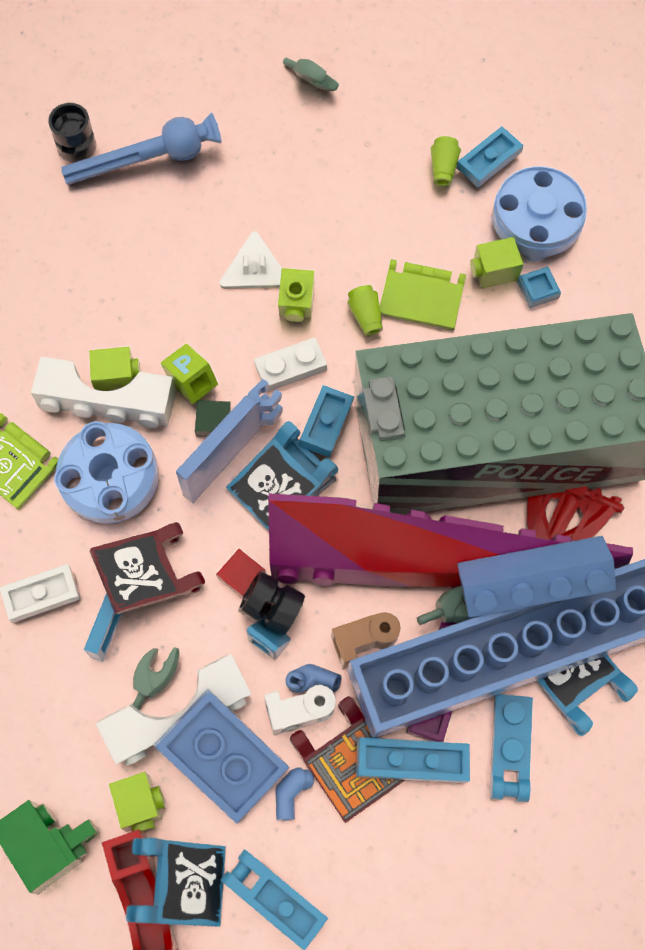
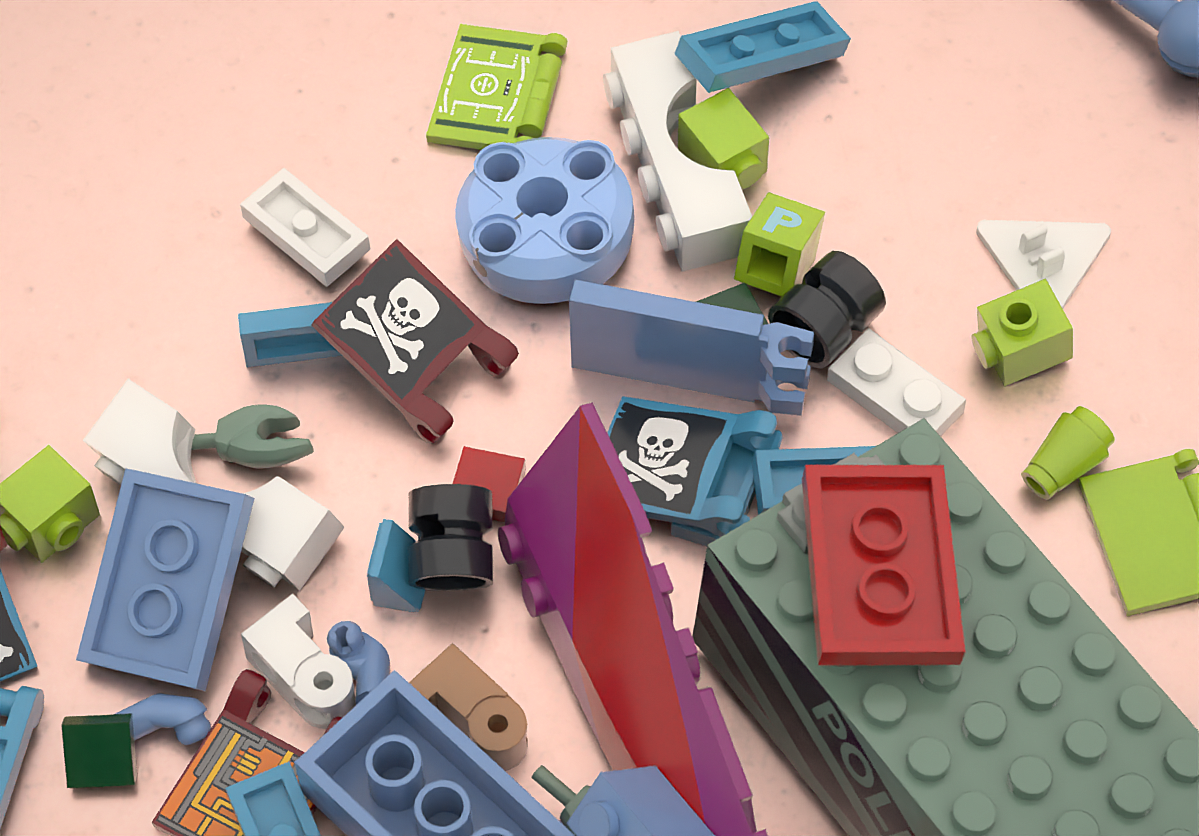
camera: 65 degrees right, 10 degrees down
(71, 324) = (762, 46): none -> dark azure plate
(235, 366) = (831, 301): none -> black wheel
(296, 832) = (99, 750): none -> dark green tile
(441, 404) = (882, 565): none -> plate

